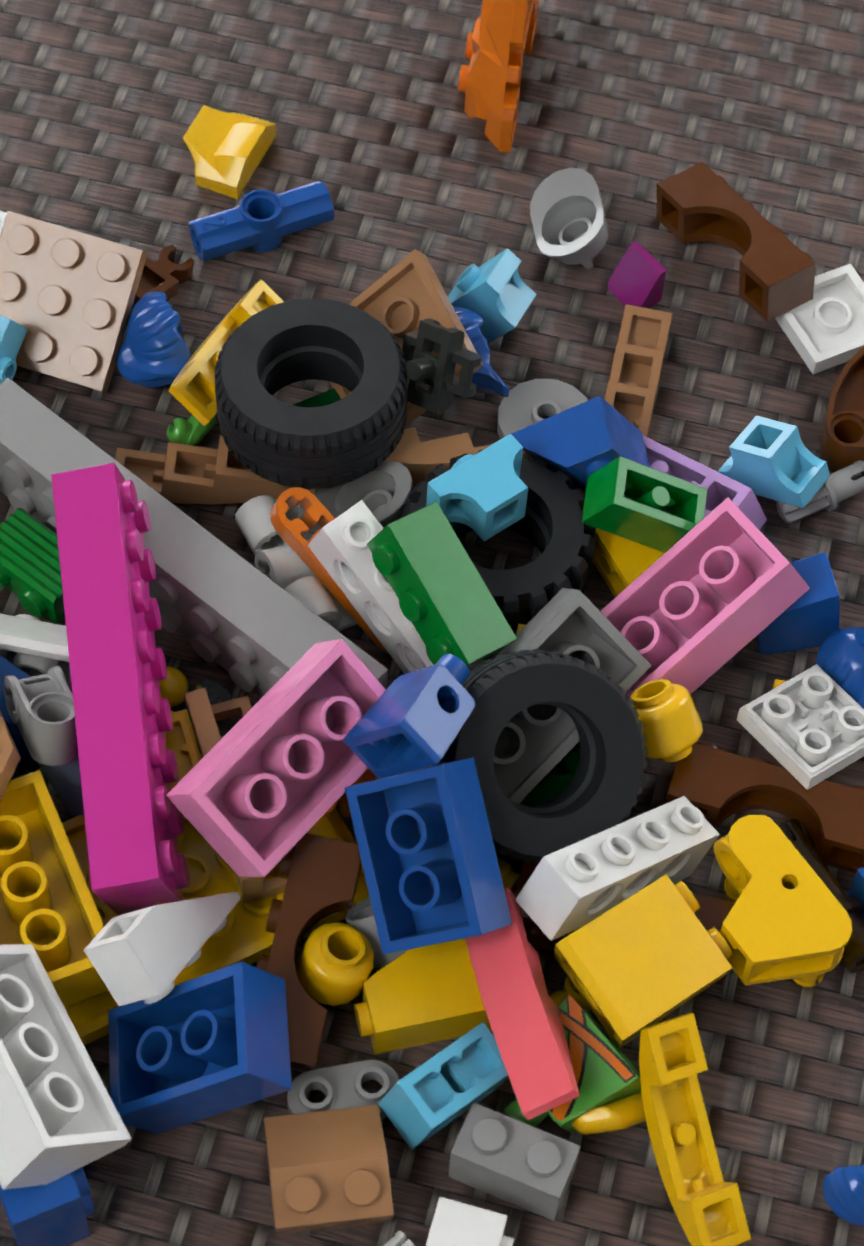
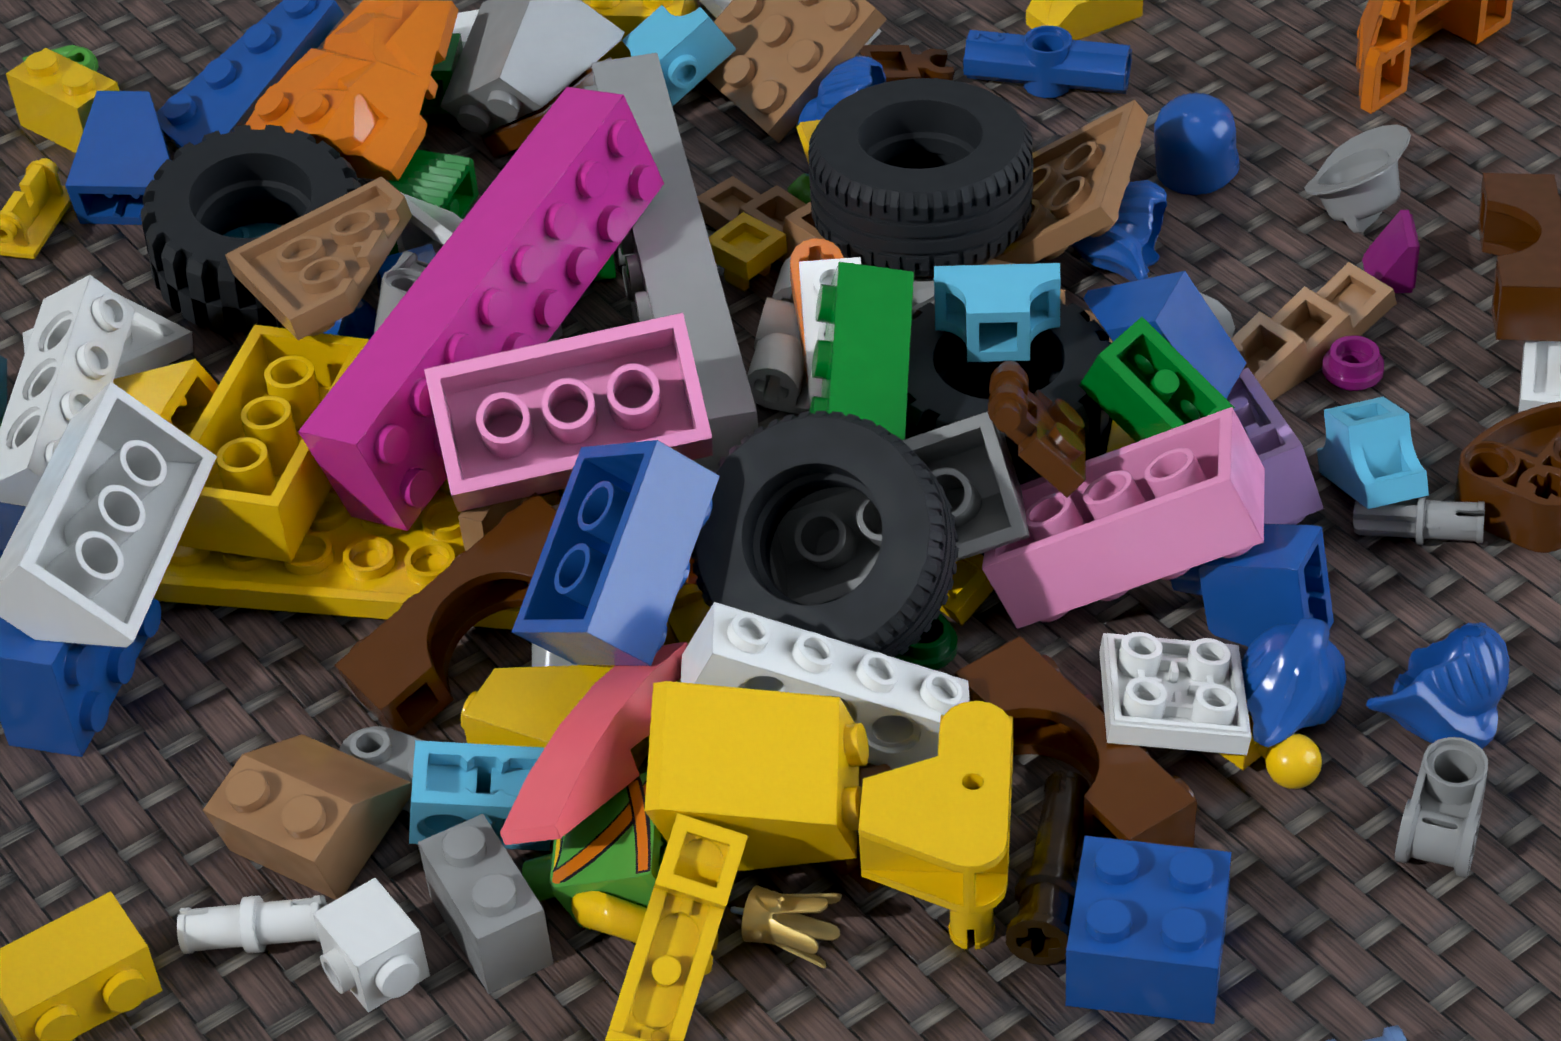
camera: 45 degrees right, 15 degrees down
(149, 947) = (322, 505): white slope -> none
(200, 503) = (746, 248): none -> yellow tile
(200, 1049) = (288, 629): blue brick -> none
(335, 963) = (483, 640): yellow head -> none
(414, 719) = (699, 407): blue torso -> none
(437, 371) = (1055, 194): pearl dark grey piece -> none
(441, 238) = (1195, 144): none -> blue helmet
(494, 294) = (1210, 198): medium azure brick -> none
(604, 579) = (1046, 431): none -> reddish brown plate
(668, 719) = (996, 591): yellow head -> none
(683, 376) = (1353, 363): none -> magenta plate
(717, 1032) = (776, 920): none -> pearl gold piece

